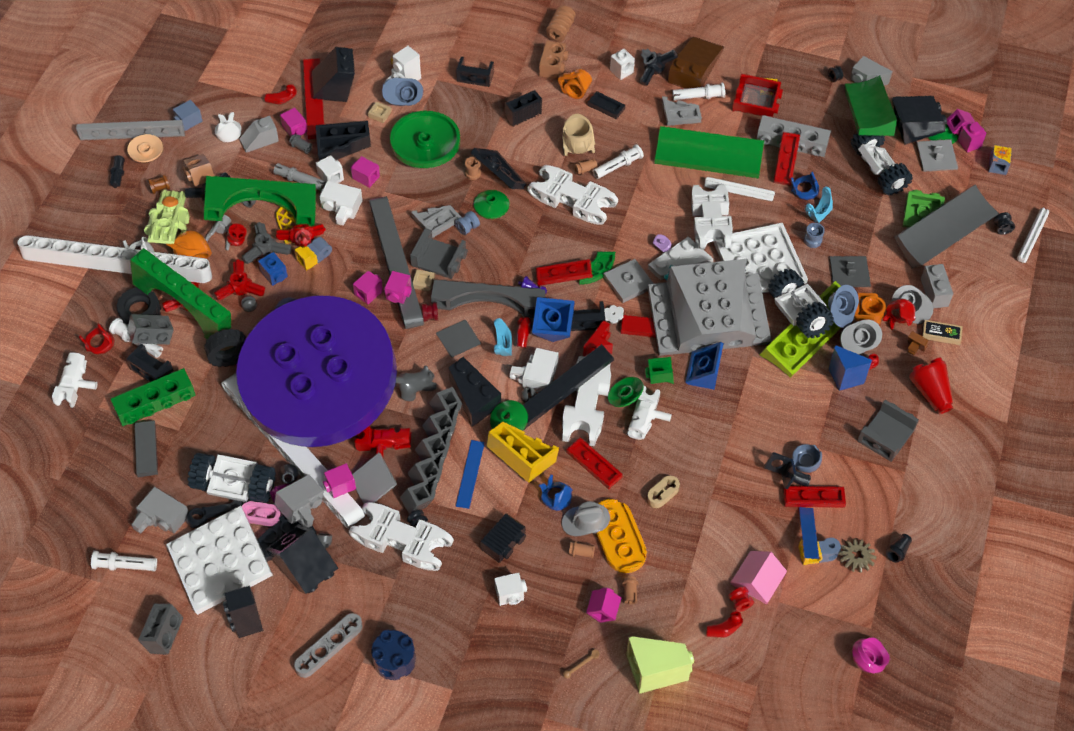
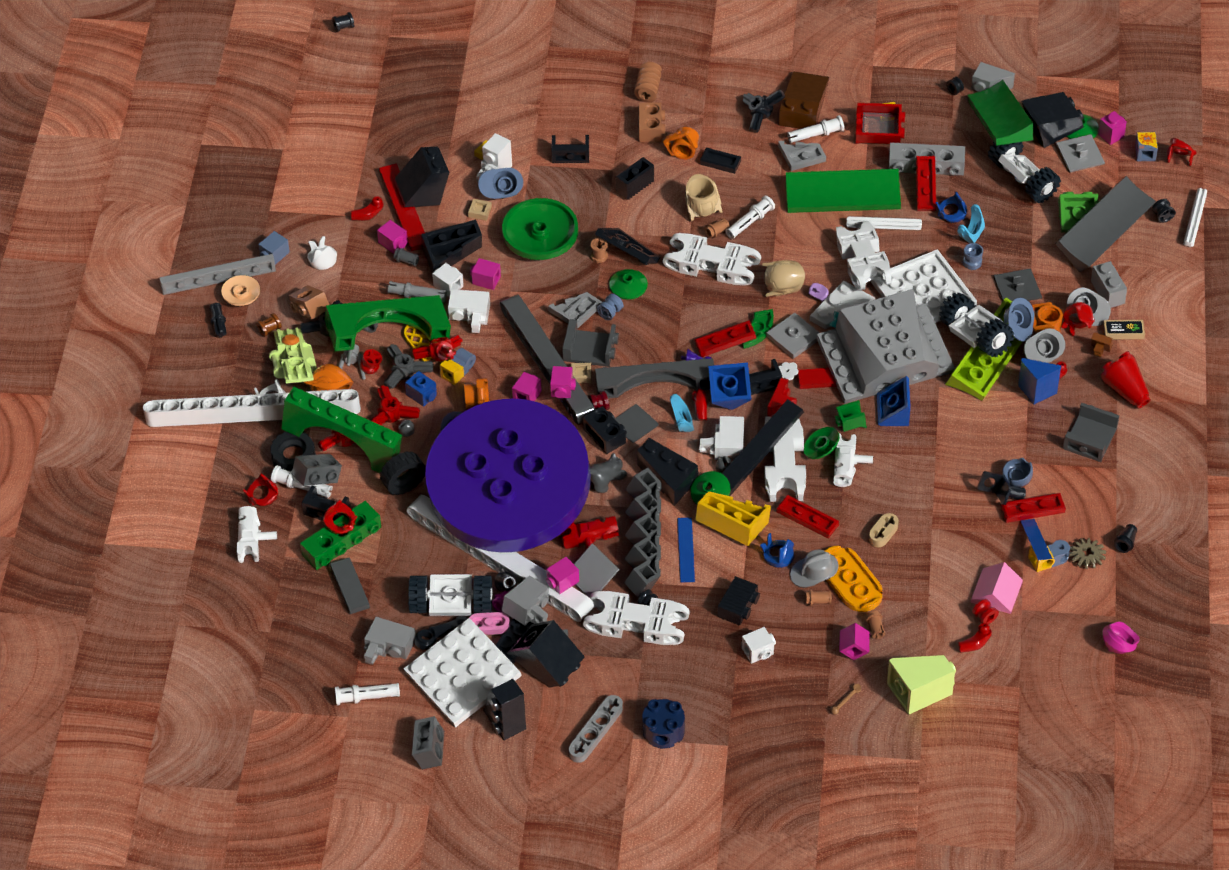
camera: 10 degrees left, 5 degrees down
(153, 371) = (339, 507): none -> red piece
(259, 134) = (359, 255): light grey slope -> none
(320, 283) = (476, 393): none -> orange piece
(425, 341) = (604, 429): none -> black brick
(622, 64) = (726, 114): white brick -> none
(632, 224) = (783, 277): none -> tan helmet
(959, 119) = (1095, 112): dark pink brick -> none
(1033, 167) = (1180, 147): none -> red piece

